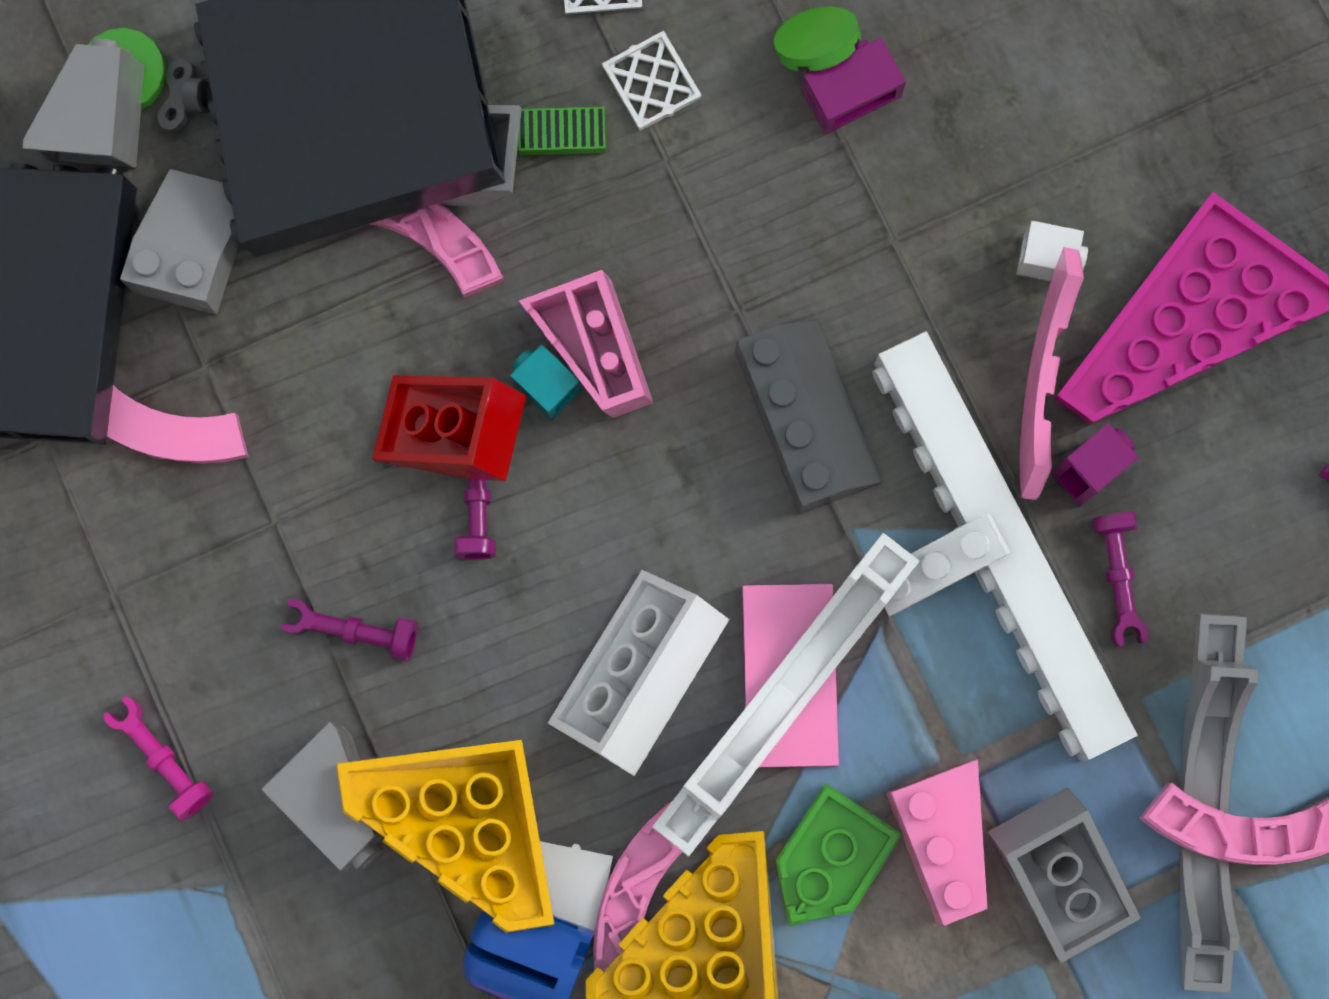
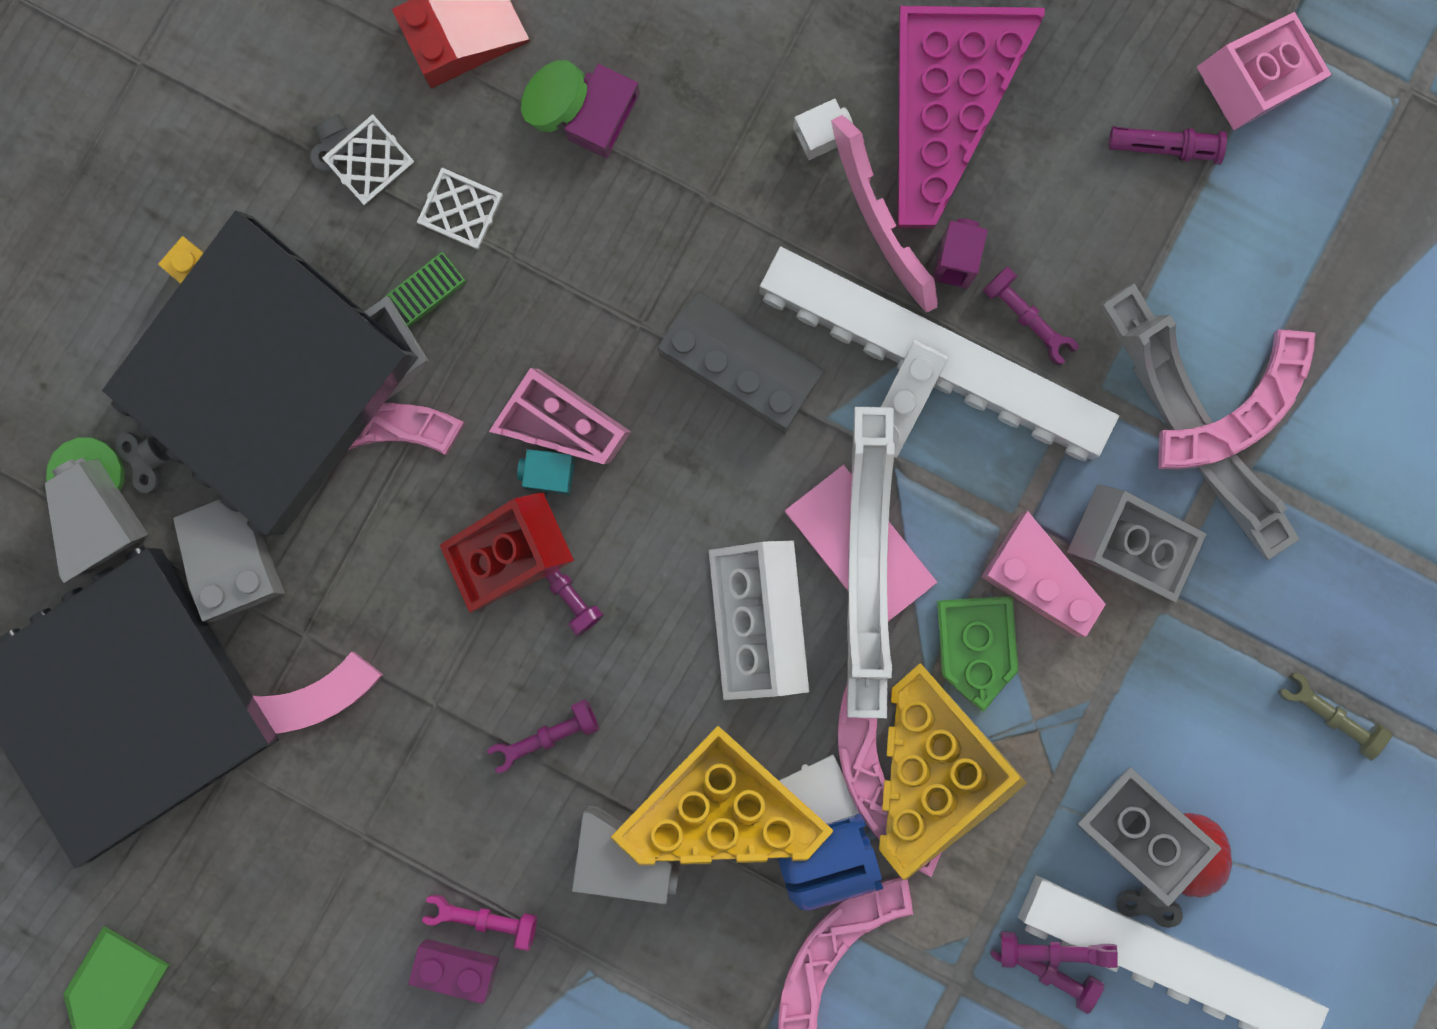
camera: 35 degrees left, 5 degrees up
(95, 785) = (453, 971): none -> magenta brick

